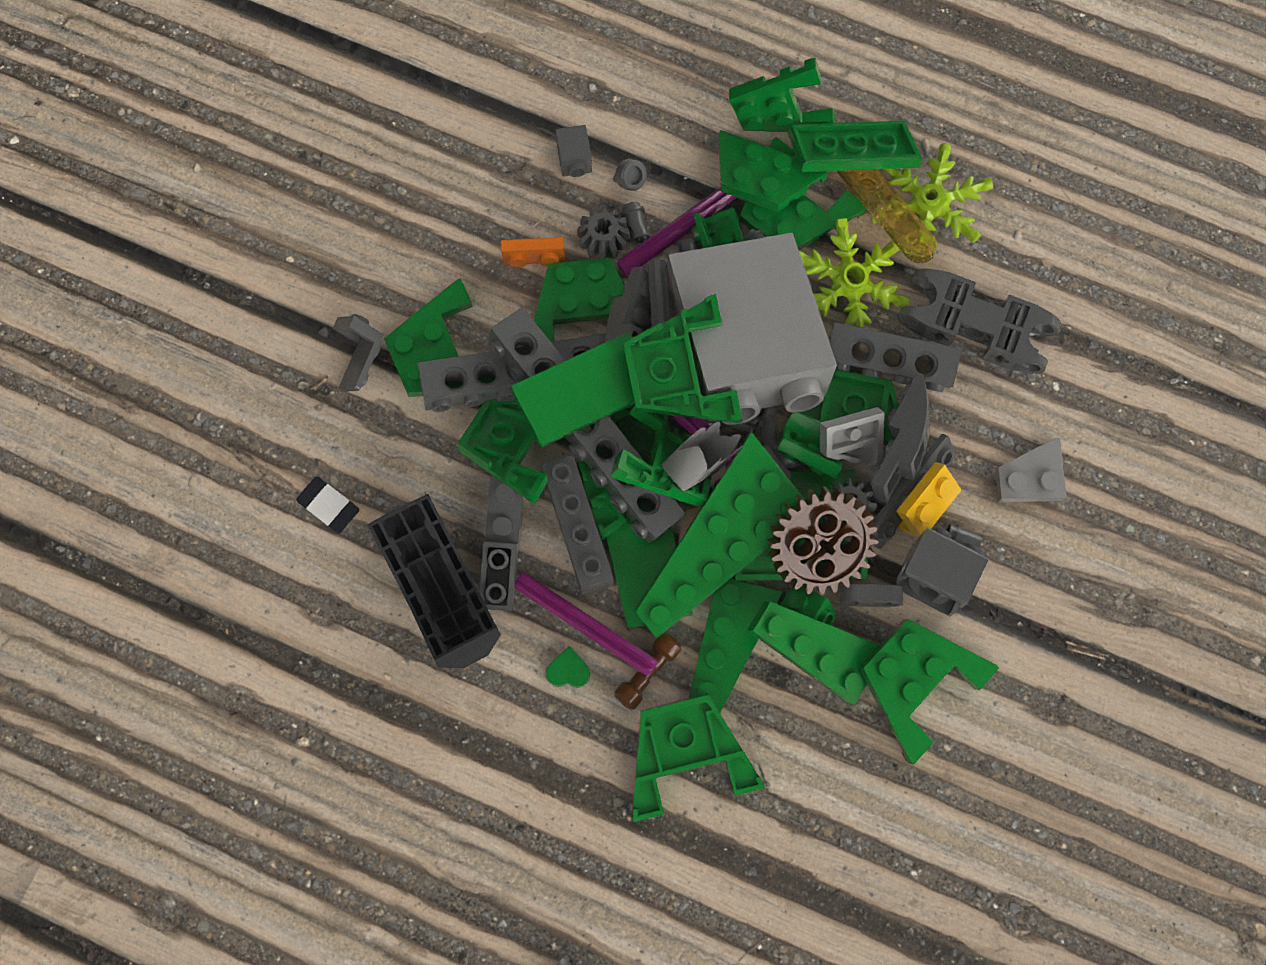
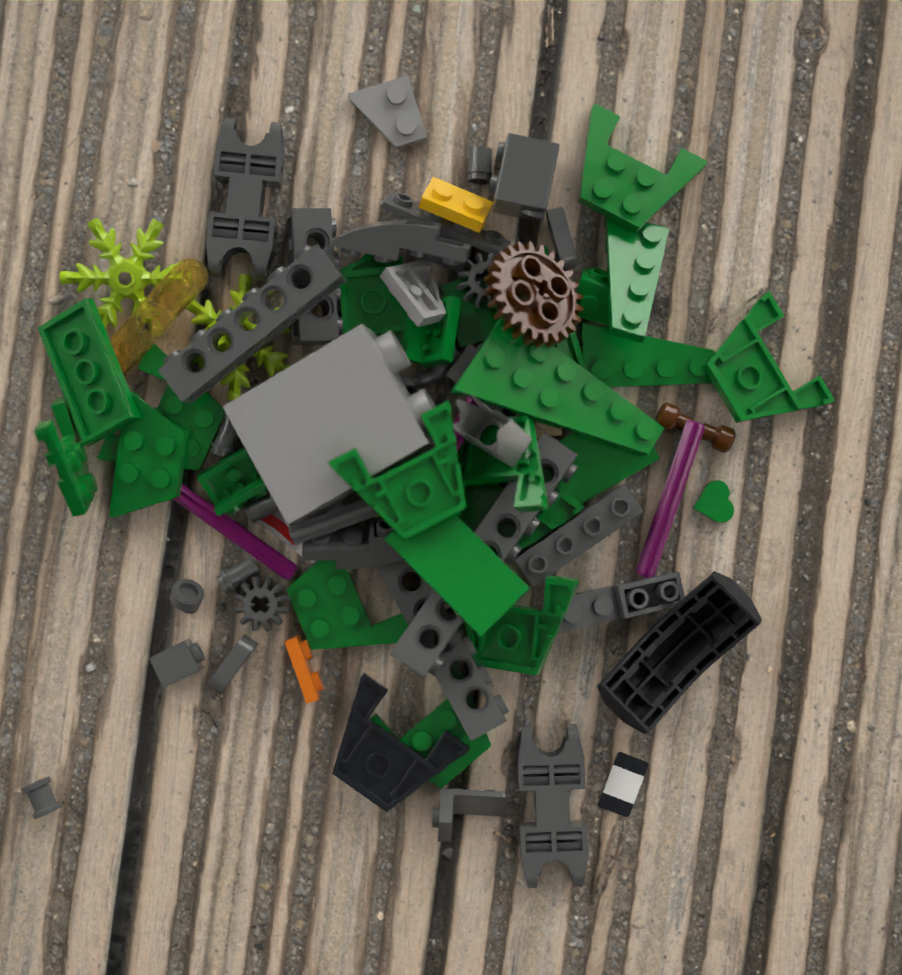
camera: 100 degrees left, 15 degrees up
(308, 422) = (552, 834): none -> dark grey piece
(426, 289) = (378, 761): none -> black wing
(494, 17) = (41, 797): none -> dark grey bush
(557, 195) = (232, 663): none -> dark grey beam
(833, 245) = (244, 344): none -> dark grey brick

